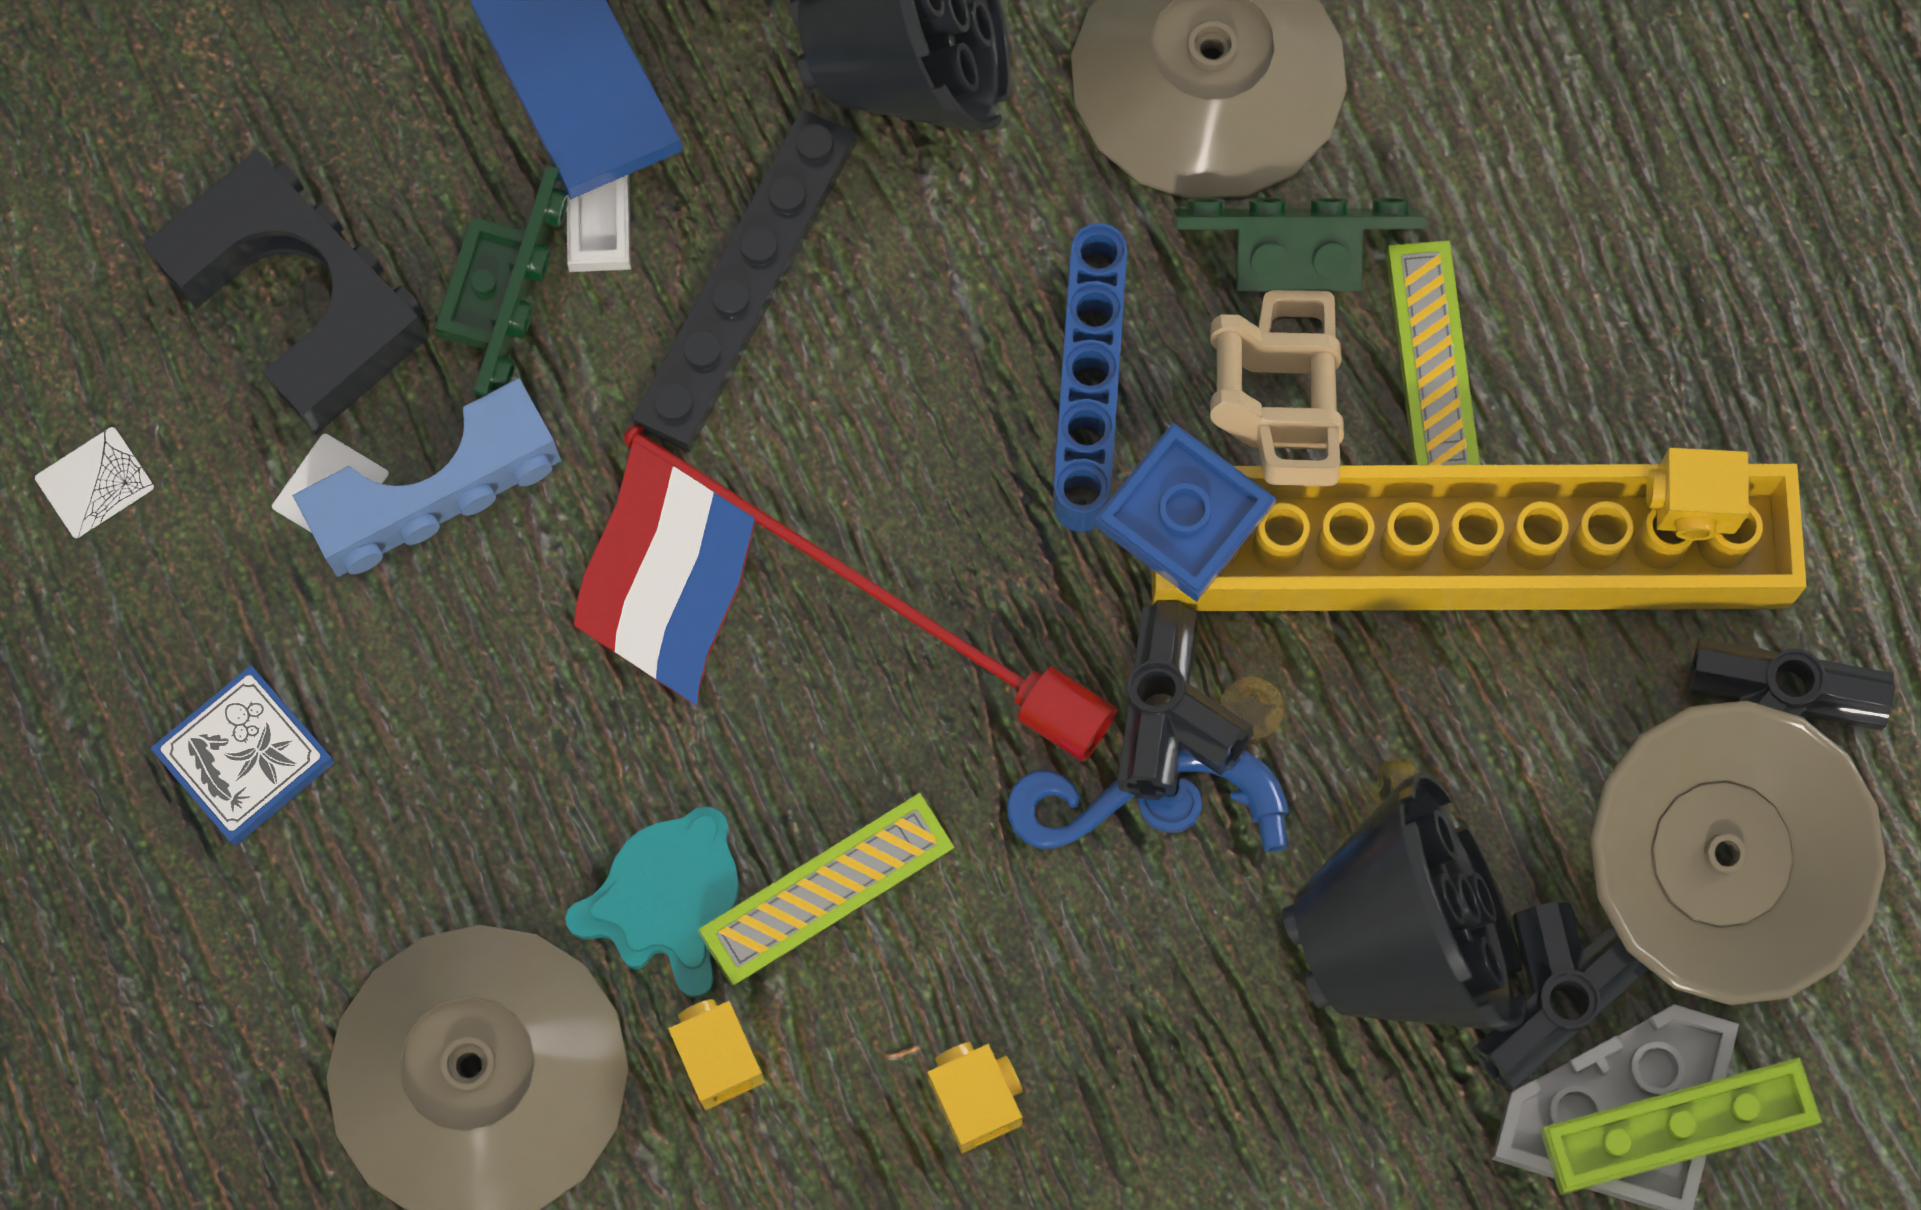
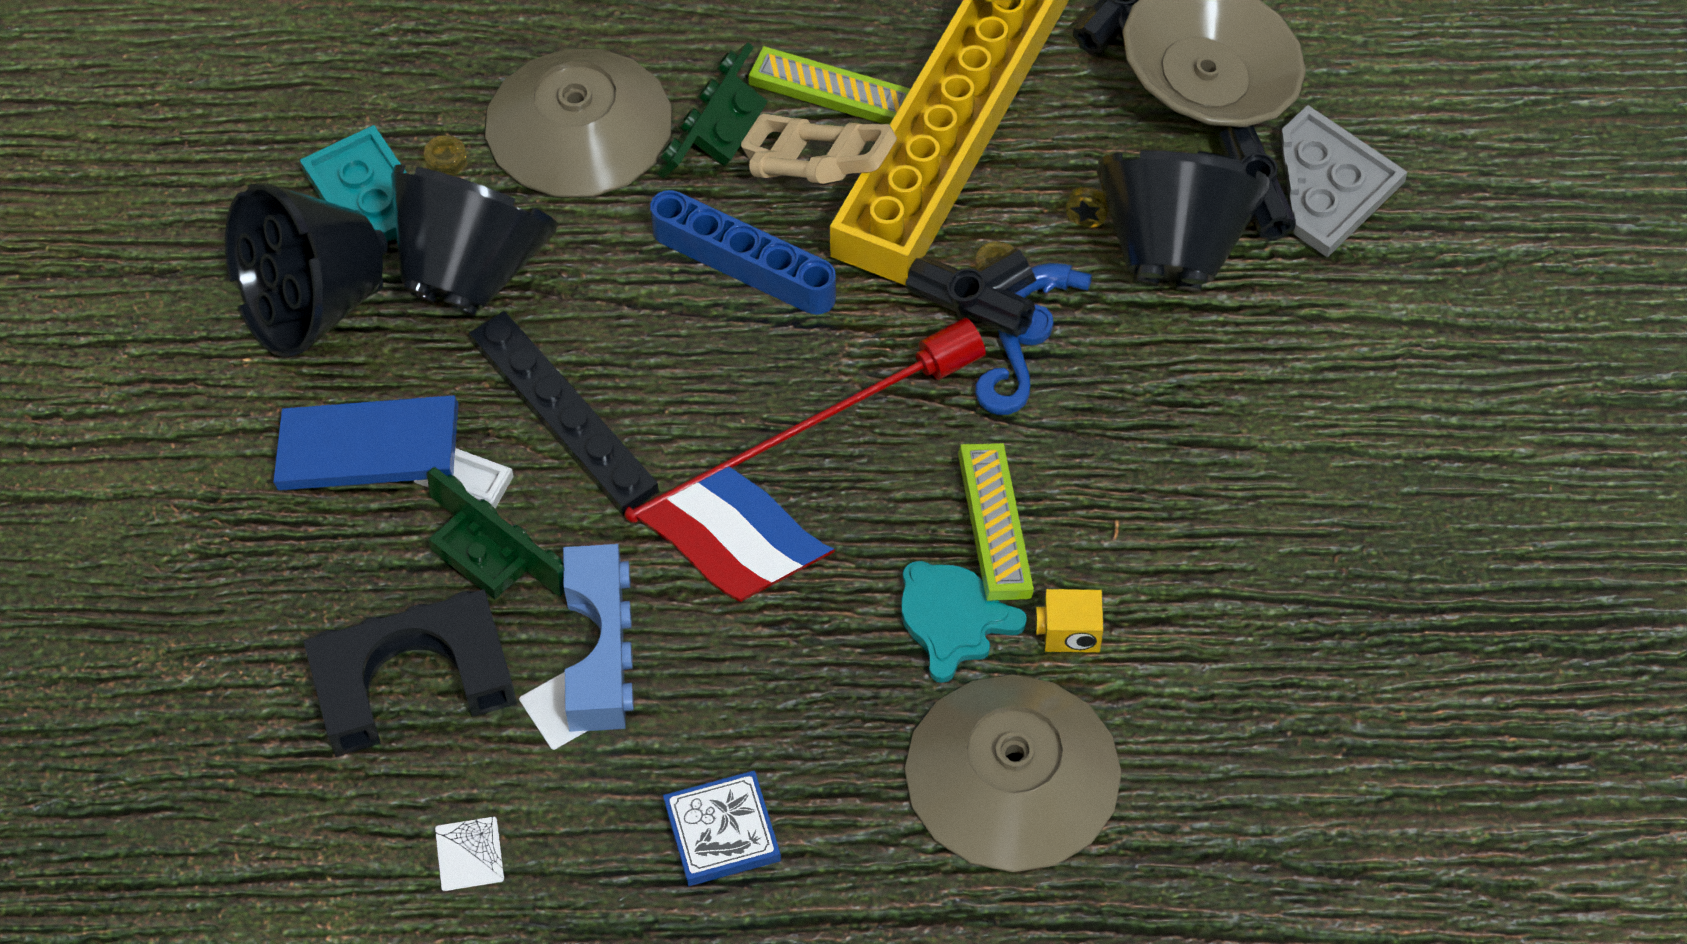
camera: 65 degrees left, 15 degrees down
(976, 1094) = (1167, 492): yellow brick -> none
(1184, 511) = (869, 219): blue tile -> none
(1680, 1126) = (1354, 153): lime tile -> none

